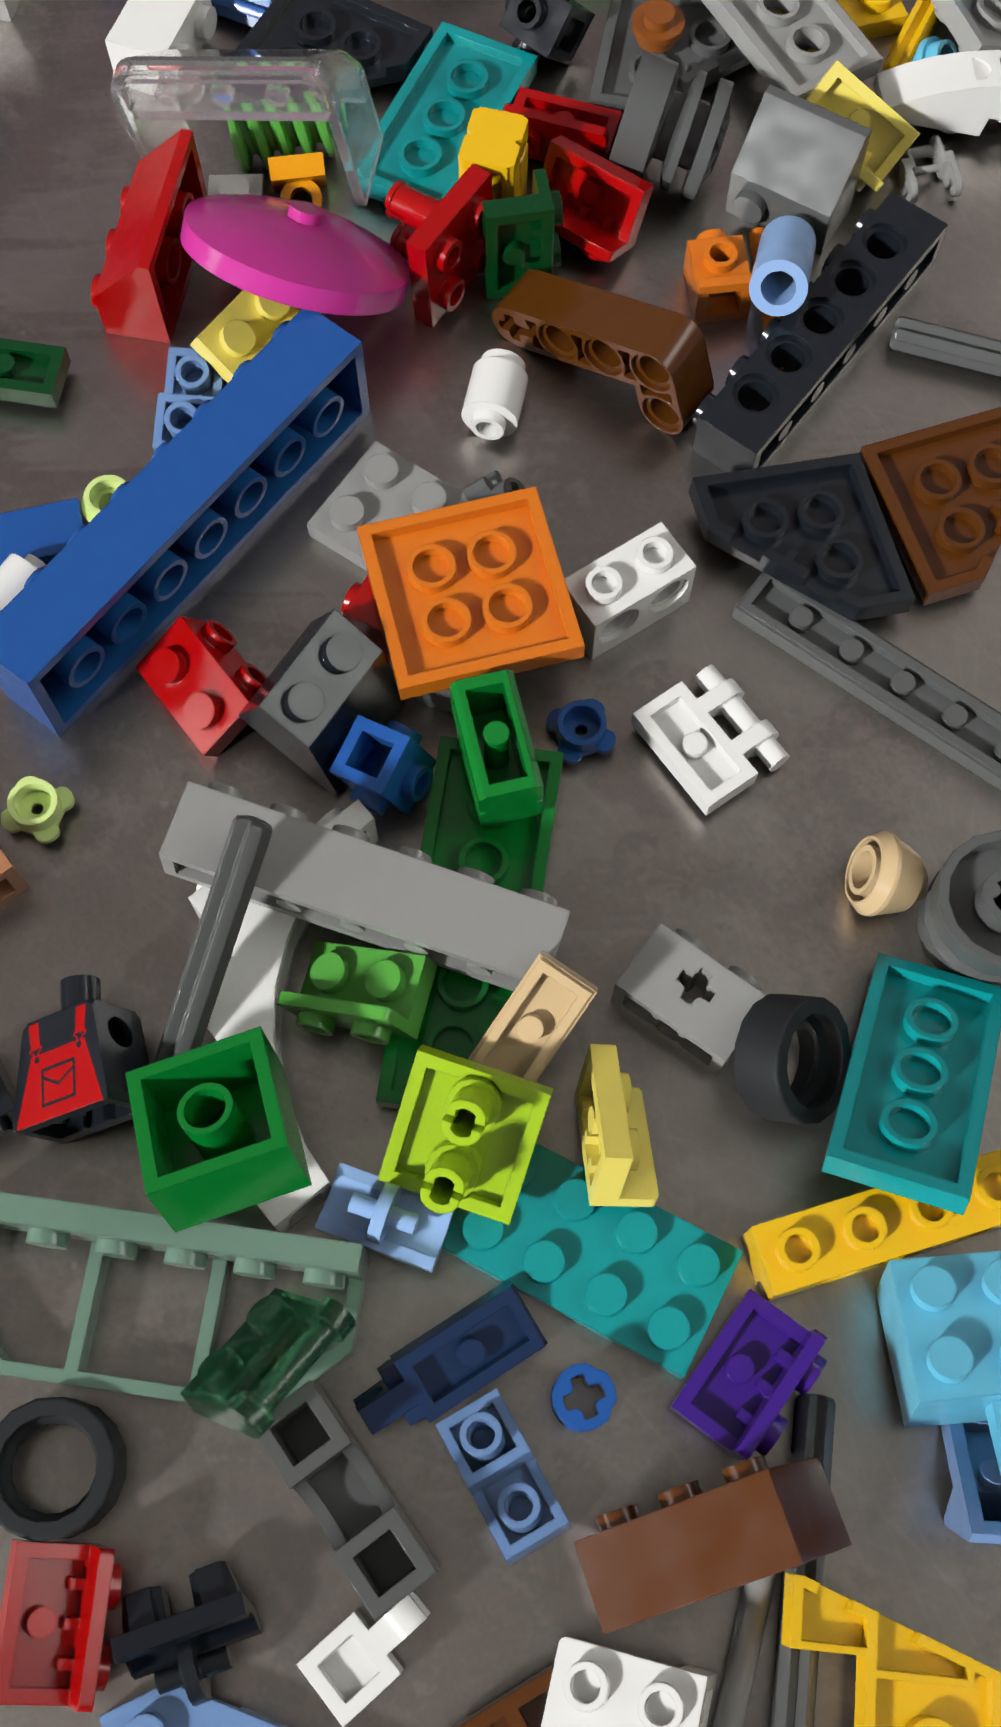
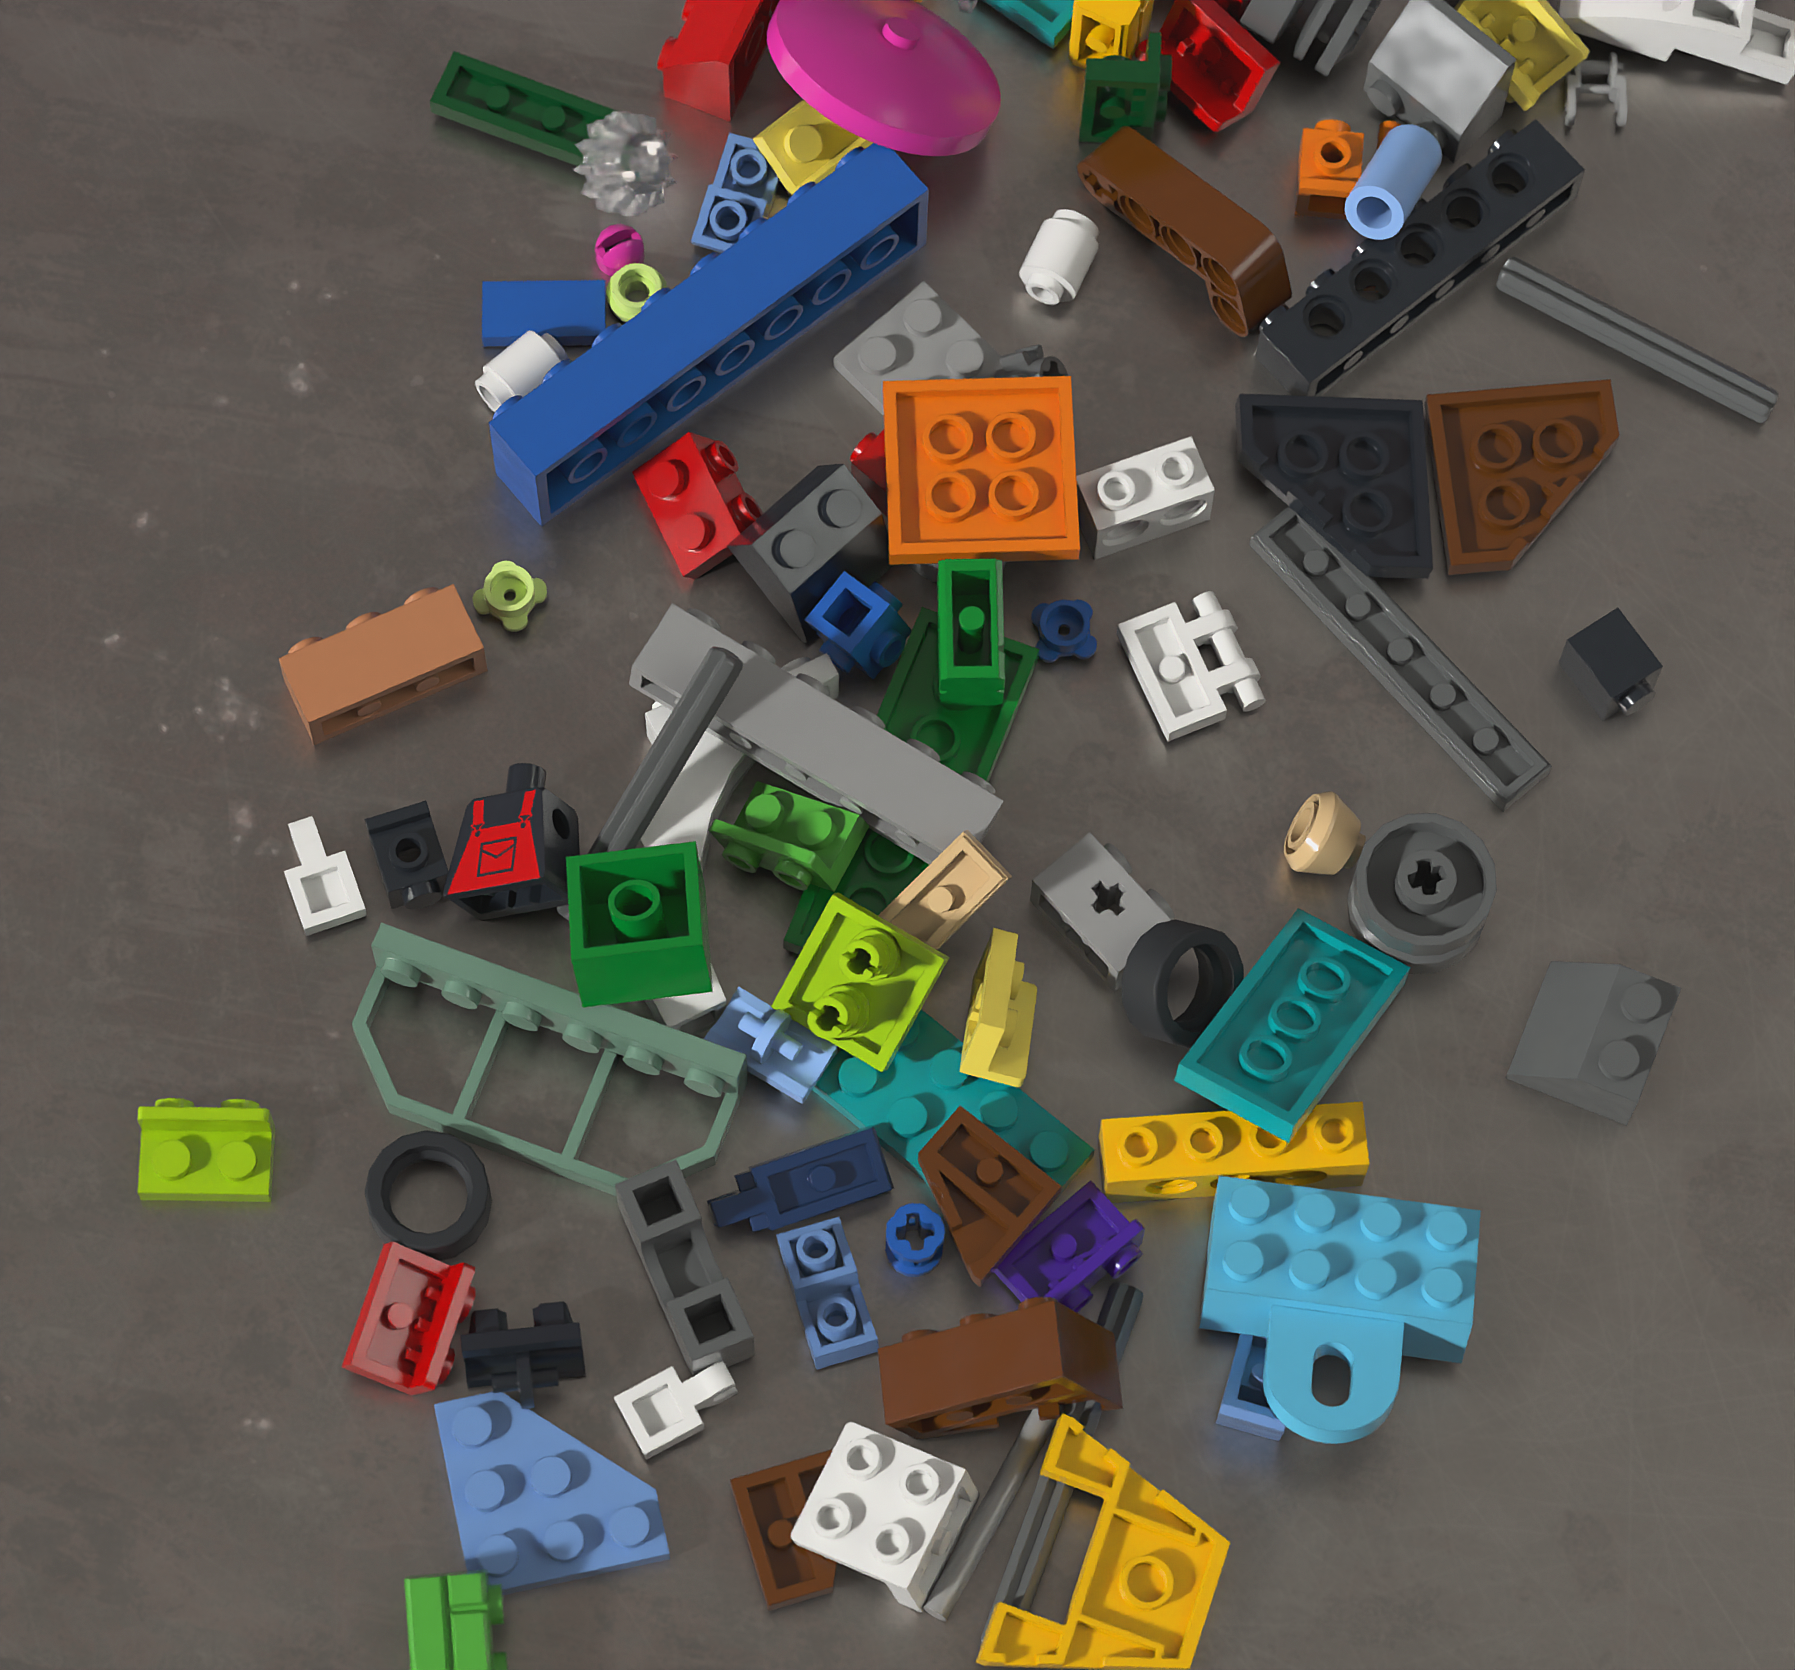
camera: 10 degrees right, 0 degrees up
(75, 387) = (625, 163): none -> clear gear
(84, 465) = (622, 254): none -> dark pink hinge
(266, 1360) = (638, 1137): clear green plate -> none
(440, 240) = (1038, 79): red plate -> none
(646, 1334) = (983, 1191): none -> reddish brown wing

